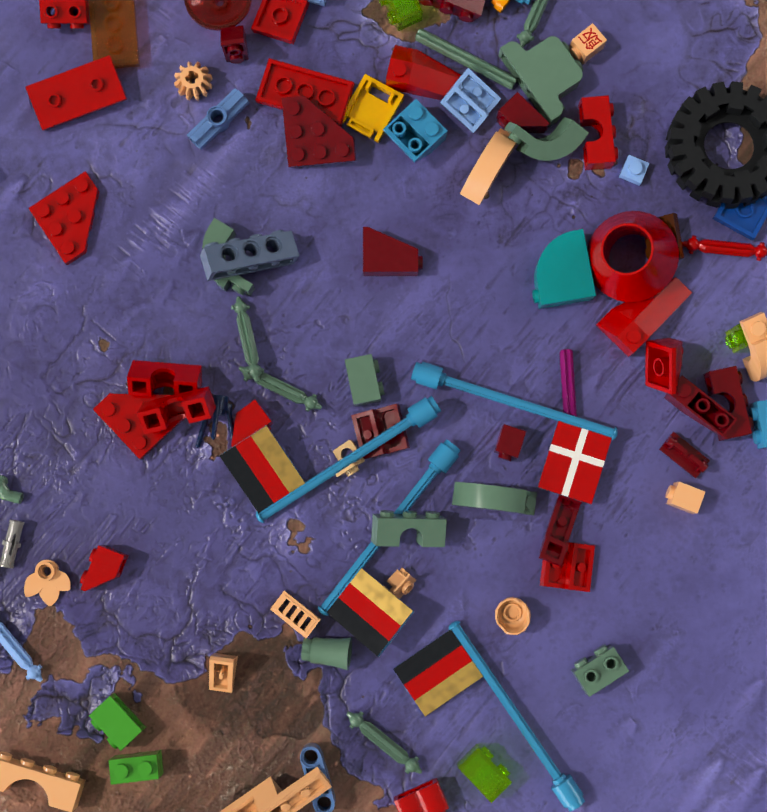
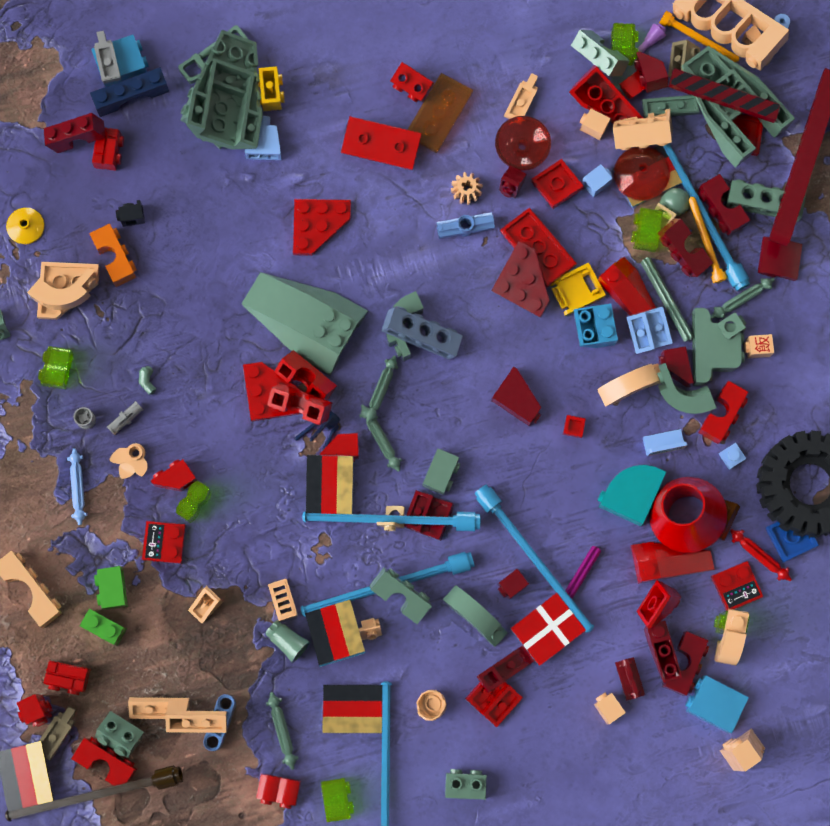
camera: 30 degrees right, 5 degrees down
(122, 320) = (305, 318): none -> sand green wedge
(137, 639) = (163, 542): none -> red plate
(139, 586) = (190, 506): none -> clear neon green brick
(462, 245) = (574, 426): none -> red plate
(548, 31) = (739, 322): none -> sand green bracket
(559, 202) = (664, 442): none -> light blue panel
(724, 294) = (737, 586): none -> red plate

